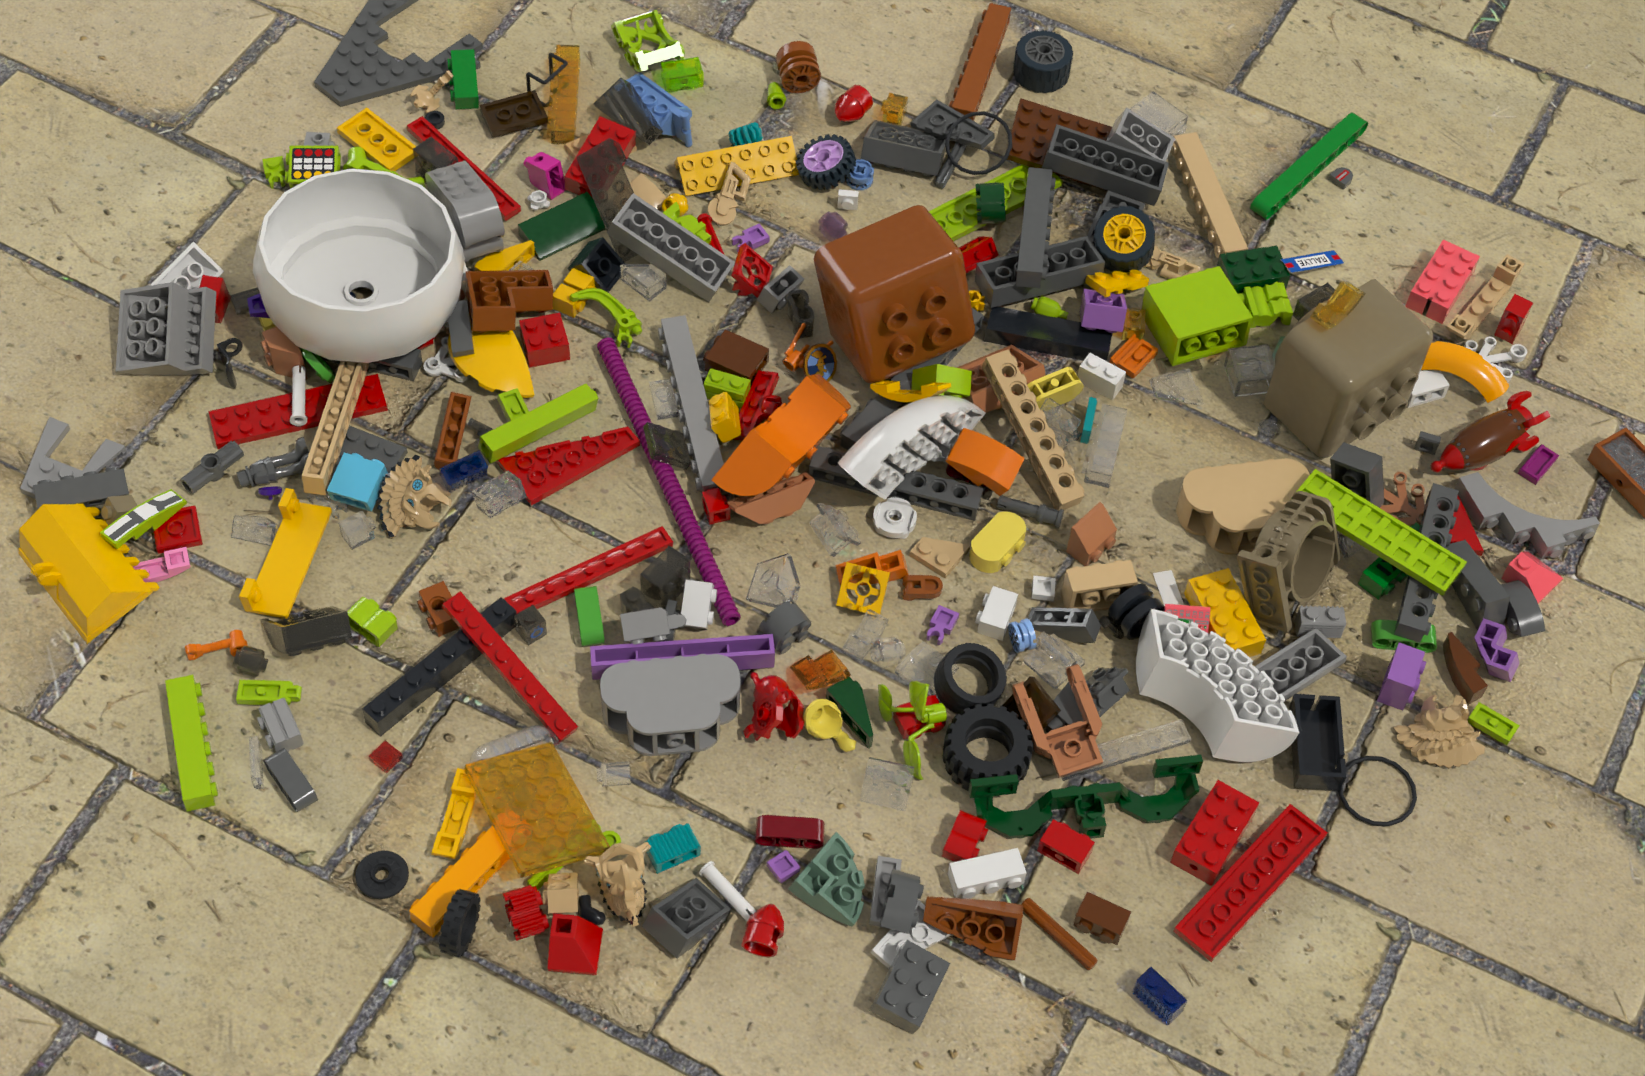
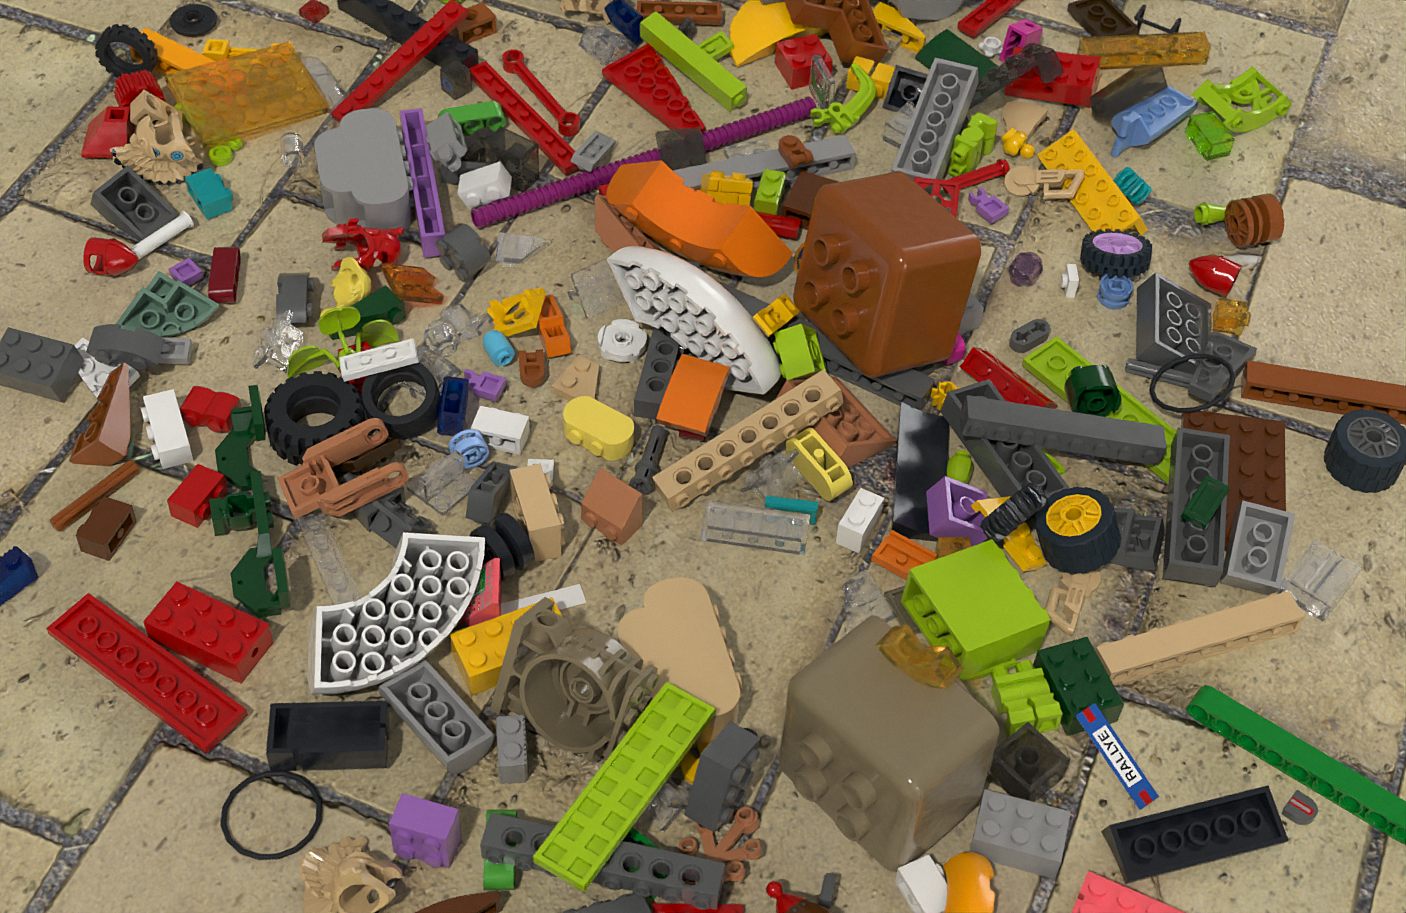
camera: 85 degrees right, 5 degrees down
(551, 557) = (541, 93): none -> red piece
(590, 327) = (821, 83): none -> clear tile
(655, 515) = (592, 151): none -> light grey plate
(678, 359) = (794, 151): none -> dark orange plate
(831, 769) = (295, 296): none -> dark grey brick
(900, 610) = (498, 348): none -> medium azure brick
(947, 681) = (378, 360): none -> white tile
(980, 636) = (452, 405): none -> clear blue brick
(1115, 154) = (1205, 502): none -> dark green tile
(1127, 265) = (1014, 512): none -> black gear
(1364, 235) = (1195, 834): none -> black arch

